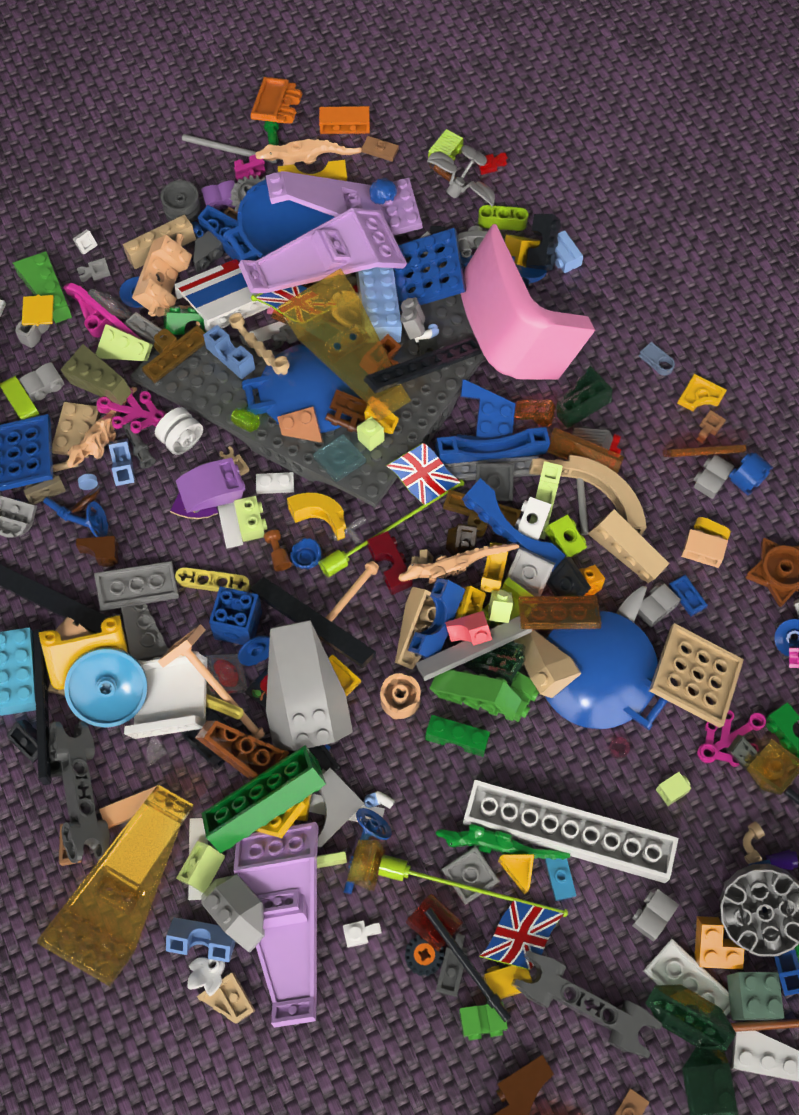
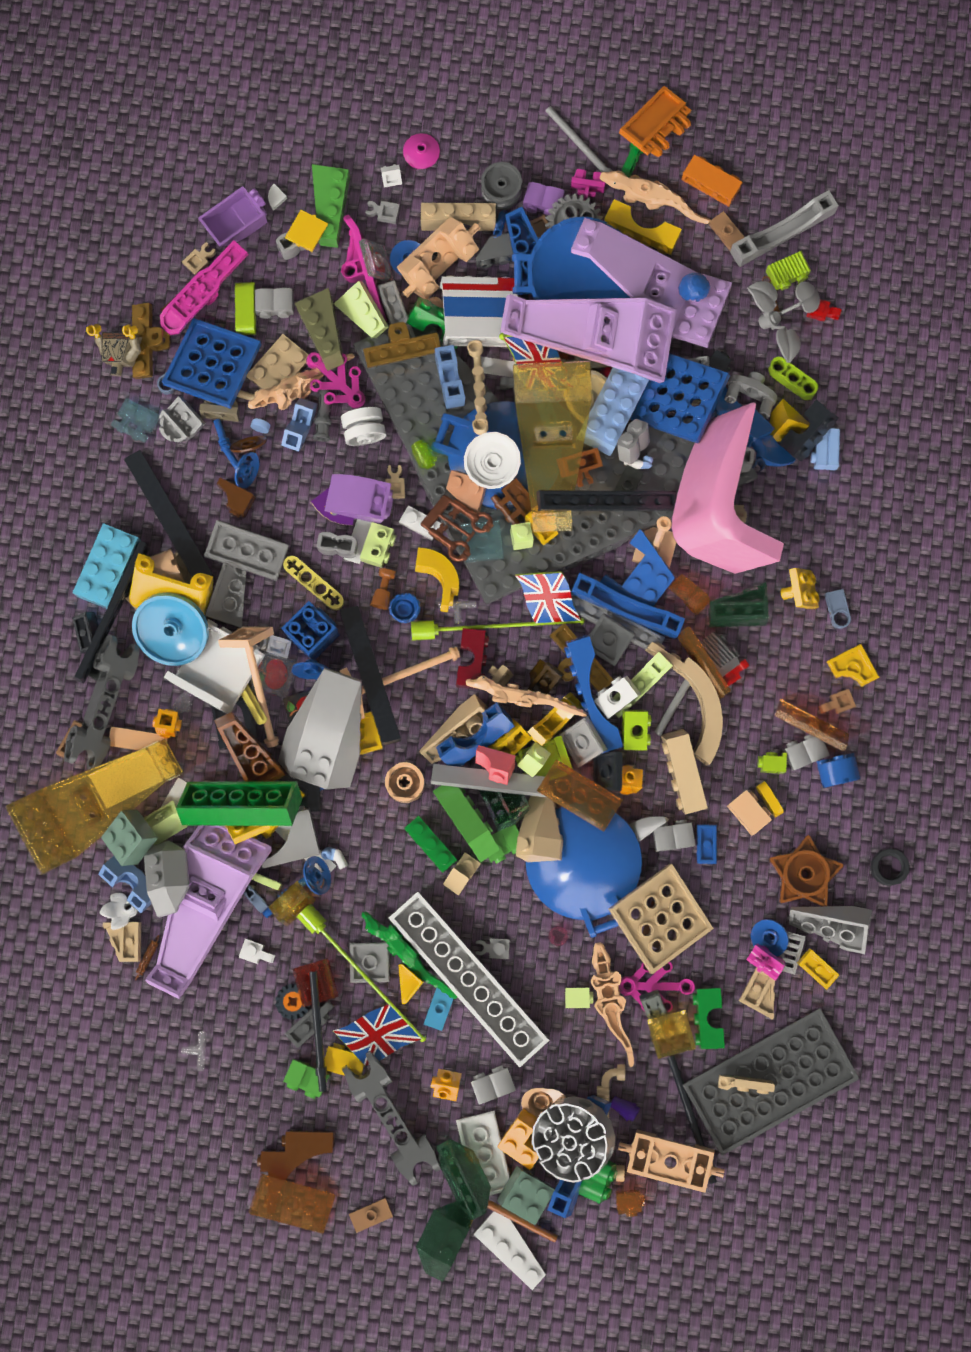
camera: 35 degrees right, 15 degrees up
(98, 215) = (421, 159): none -> dark pink dish
(151, 772) = (165, 717): none -> light orange brick
(176, 896) = (129, 837): none -> sand green brick
(212, 647) = (276, 646): none -> white bracket
(218, 535) = (331, 544): none -> light grey brick
(259, 1003) = (147, 958): none -> dark orange piece
(286, 451) = (437, 511): none -> copper piece
(308, 385) = (492, 460): none -> white hat
(330, 882) = (255, 899): none -> sand blue piece
(364, 1061) = (199, 1051): none -> clear piece
(411, 141) = (803, 219): none -> light grey arch
(485, 381) = (661, 539): none -> light nougat tile
(500, 746) = (461, 873): none -> tan slope
(573, 791) = (497, 948): none -> light grey plate
(614, 940) = (446, 1084): none -> light orange brick
(620, 357) = (802, 589): none -> yellow plate
(694, 500) = (772, 763): none -> lime brick
(703, 774) = (609, 1002): none -> light nougat animal
(706, 898) = (539, 1099): none -> light nougat piece

